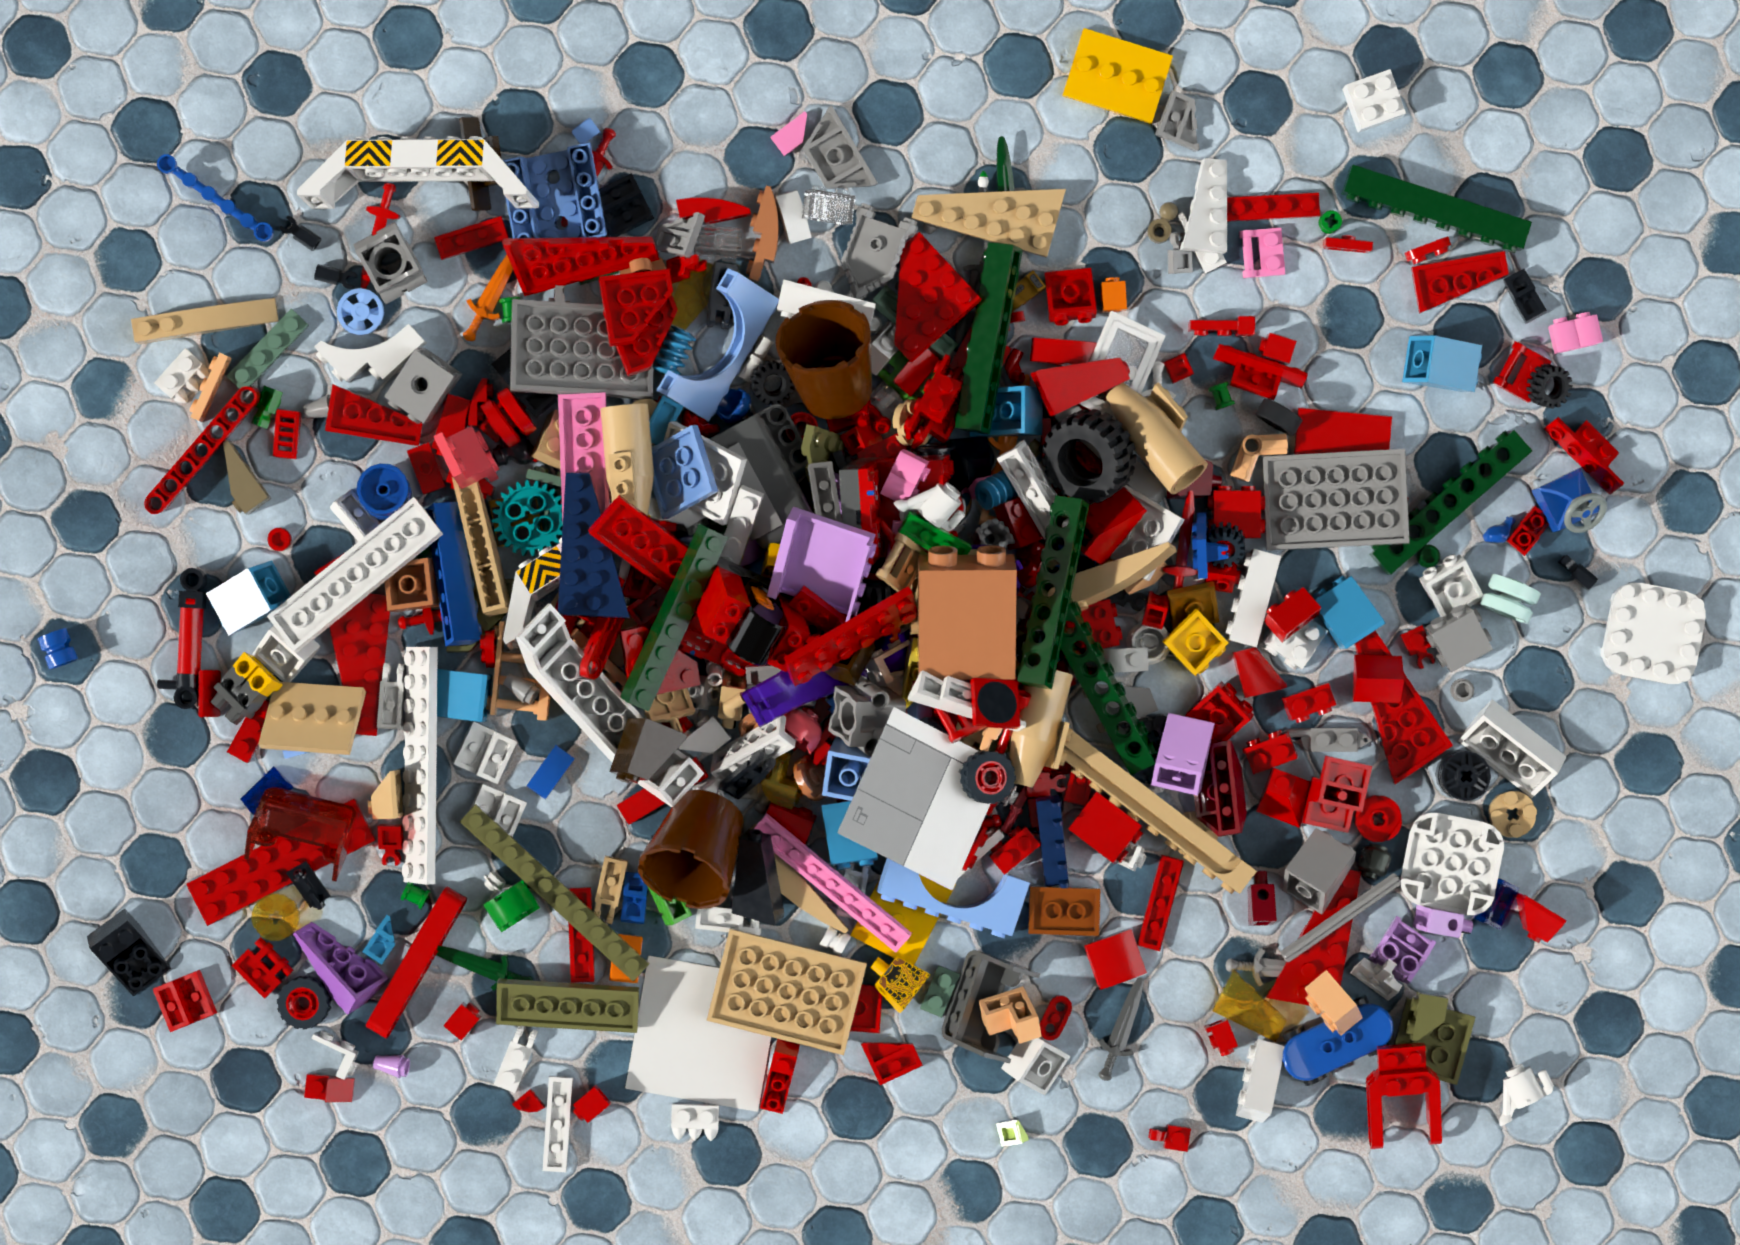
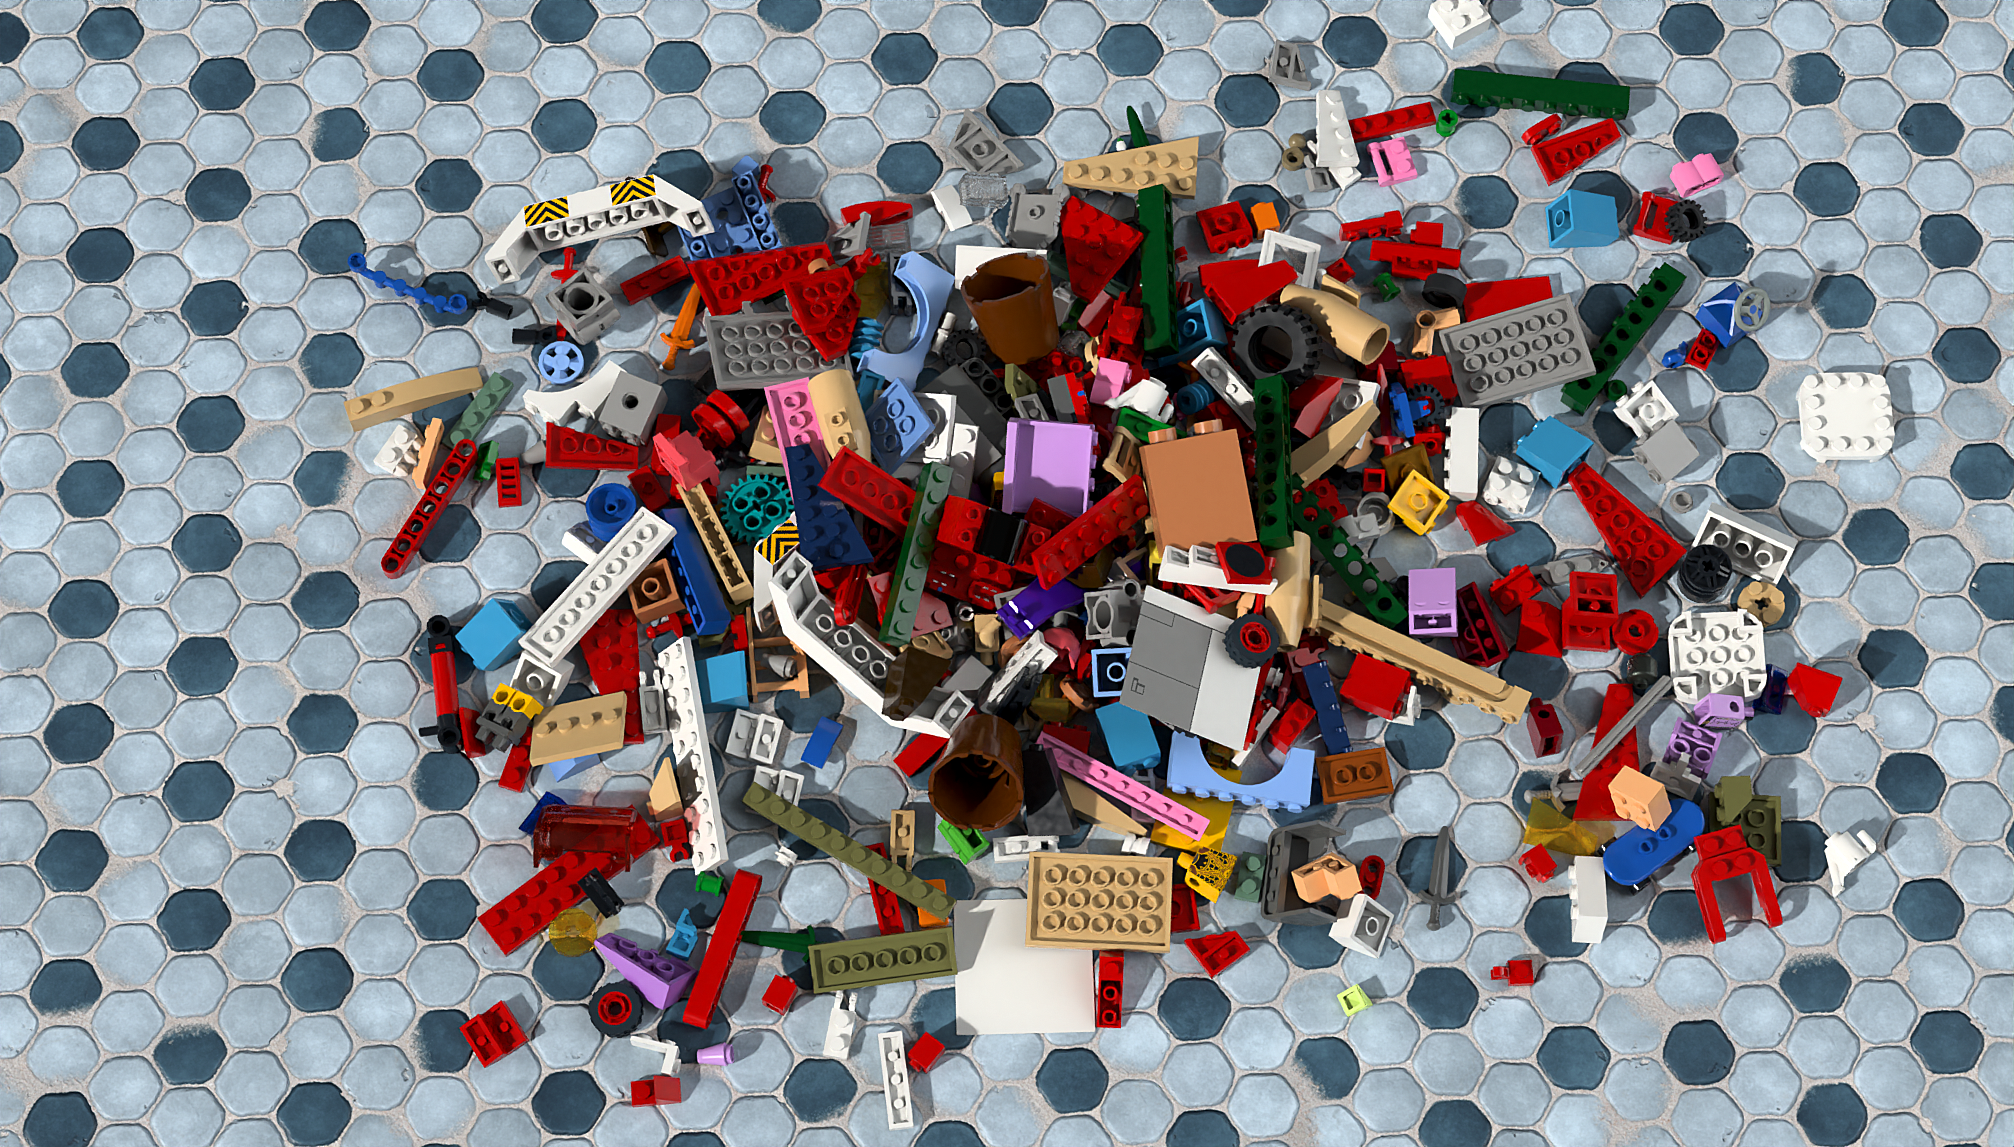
camera: 15 degrees left, 20 degrees down
(57, 648) = (316, 718): blue wheel -> none
(127, 952) = (429, 996): black slope -> none
(244, 485) = (478, 536): dark tan slope -> none
(257, 972) = (564, 991): red plate -> none
(279, 539) = (517, 579): red tile -> none
(481, 395) = (687, 420): red slope -> none
(507, 308) = (699, 329): green bush -> none
(511, 906) = (808, 871): green brick -> none
(529, 1102) = (862, 1067): red tile -> none
(623, 206) = (794, 225): black slope -> none
(634, 899) = (928, 846): blue slope -> none
(695, 1118) = (1033, 1049): white plate -> none
(734, 405) = (929, 373): blue hair -> none
(766, 225) = (929, 222): nougat slope -> none
(790, 135) = (935, 142): bright pink tile -> none
(1027, 289) = (1185, 228): pearl gold leg -> none
(1077, 790) = (1339, 659): red plate -> none
(1115, 959) = (1415, 812): red slope -> none
(1117, 76) = (1222, 41): yellow plate -> none
(1160, 902) = (1445, 751): red tile -> none
(1224, 710) = (1466, 560): red plate -> none
(1292, 614) = (1503, 456): red brick -> none
(1309, 701) = (1539, 537): red brick -> none
(1318, 870) = (1590, 687): light grey slope -> none
(1347, 243) = (1468, 139): red plate -> none
(1378, 678) = (1600, 503): red slope -> none
(1417, 643) = (1626, 469): red plate -> none
(1511, 595) = (1703, 407): light aqua wheel -> none
(1524, 296) = (1640, 154): black slope -> none
(1578, 572) = (1759, 377): black bar -> none
(1588, 450) = (1732, 268): red bracket -> none

